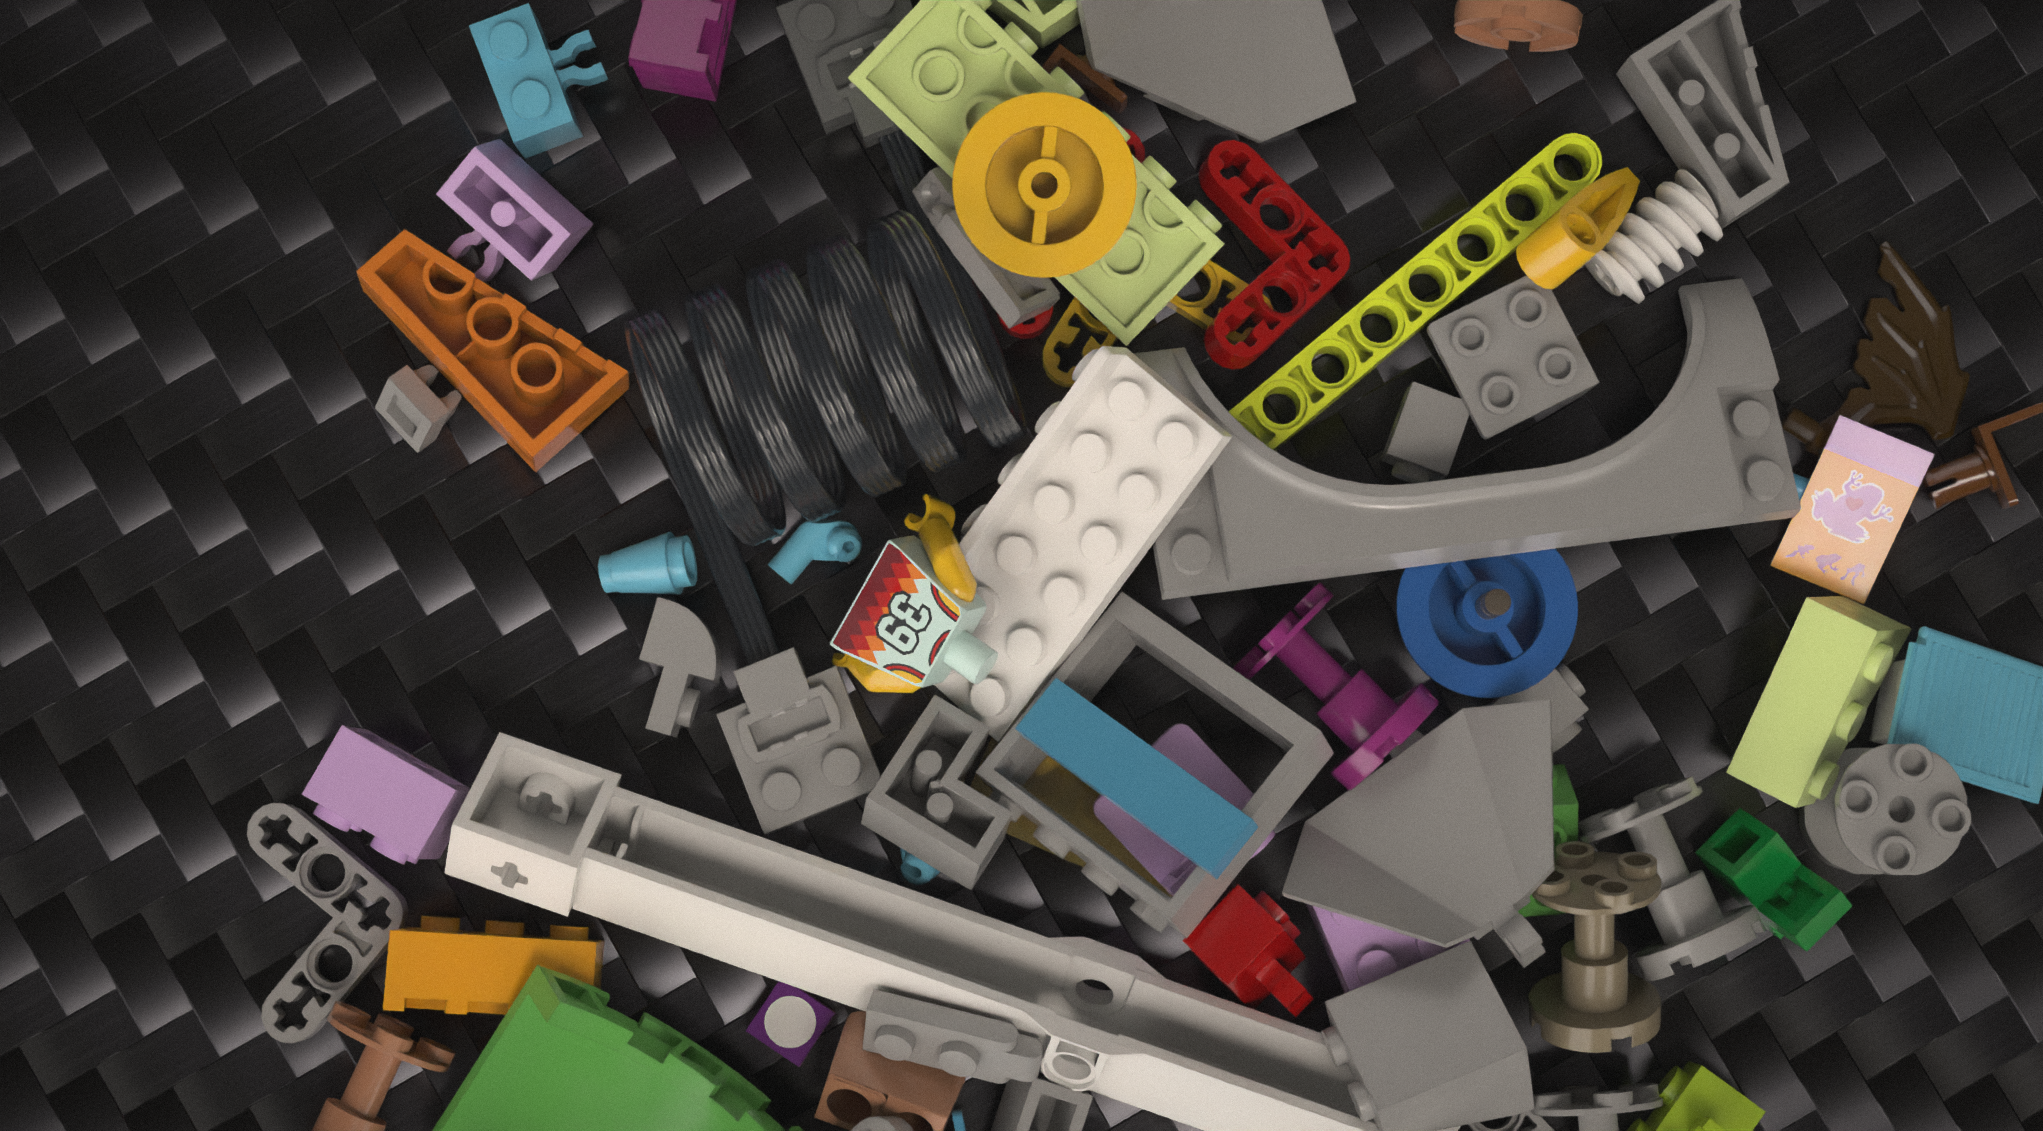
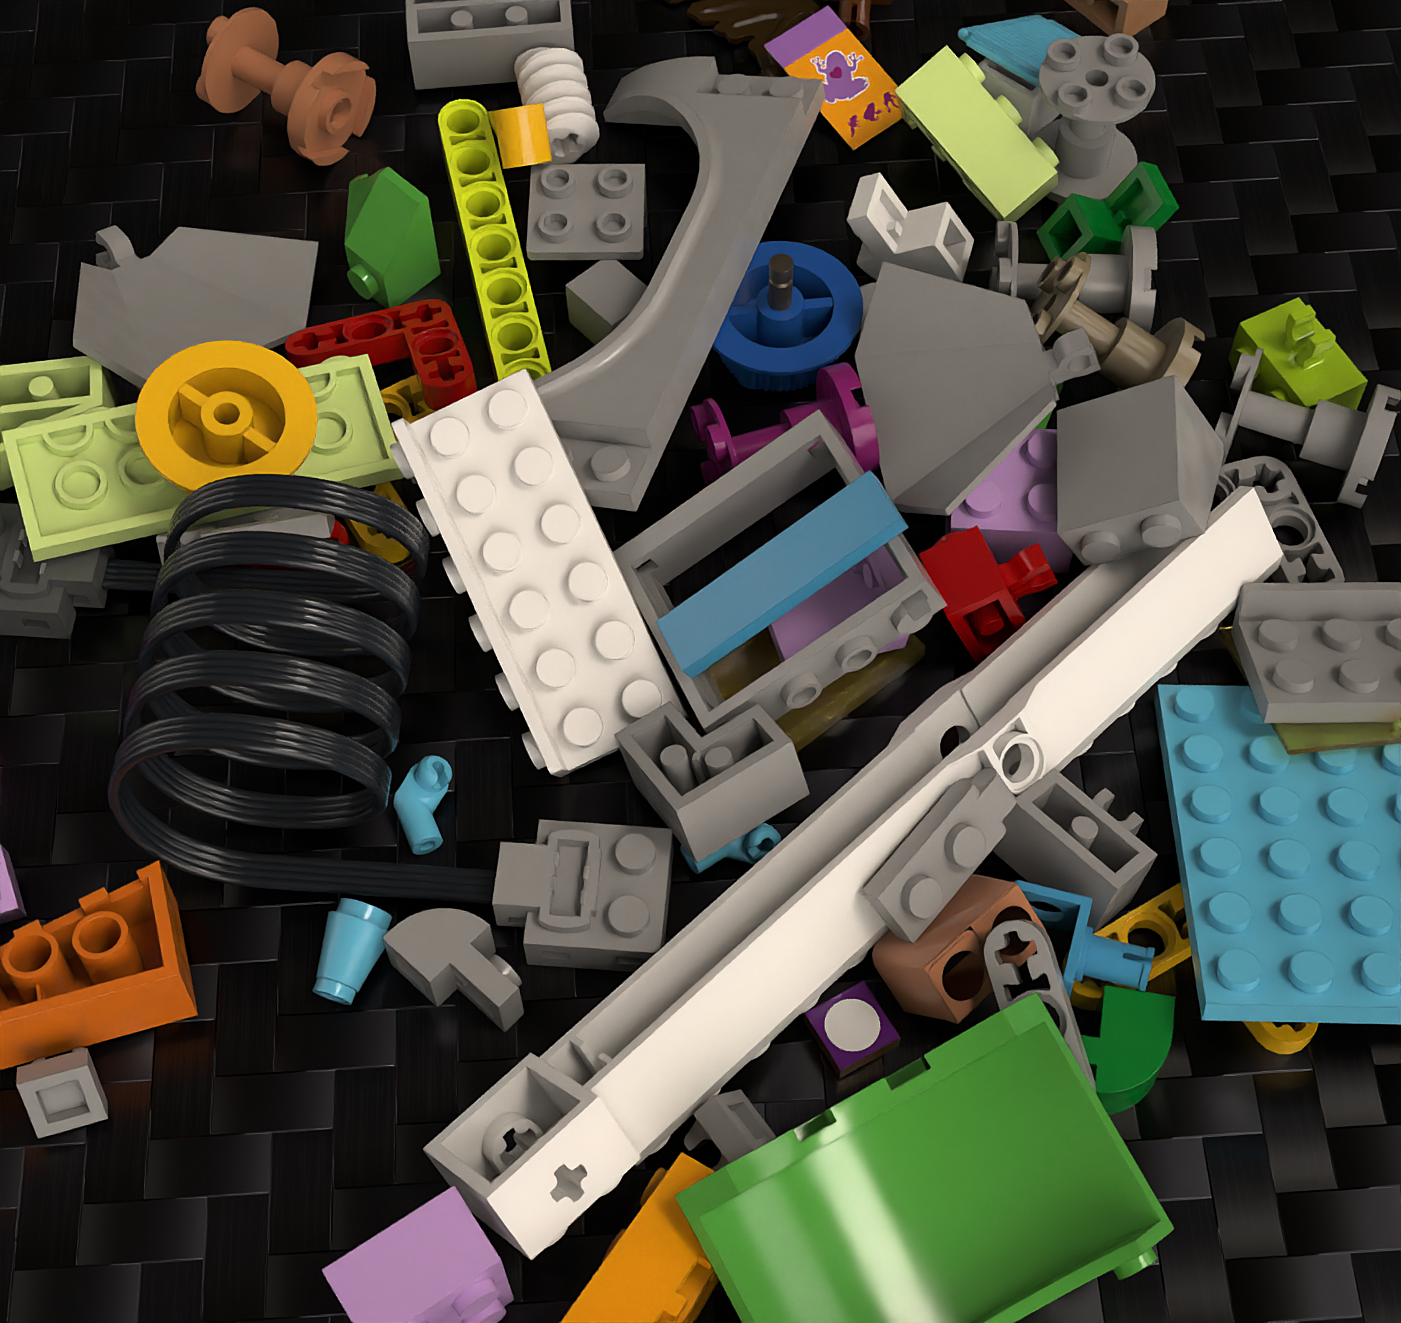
camera: 60 degrees left, 25 degrees down
(646, 972) = (732, 1126): none -> light grey tile
(916, 612) = (534, 709): torso -> none
(1385, 167) = (389, 238): none -> bright green slope
(1654, 686) = (919, 239): none -> white brick

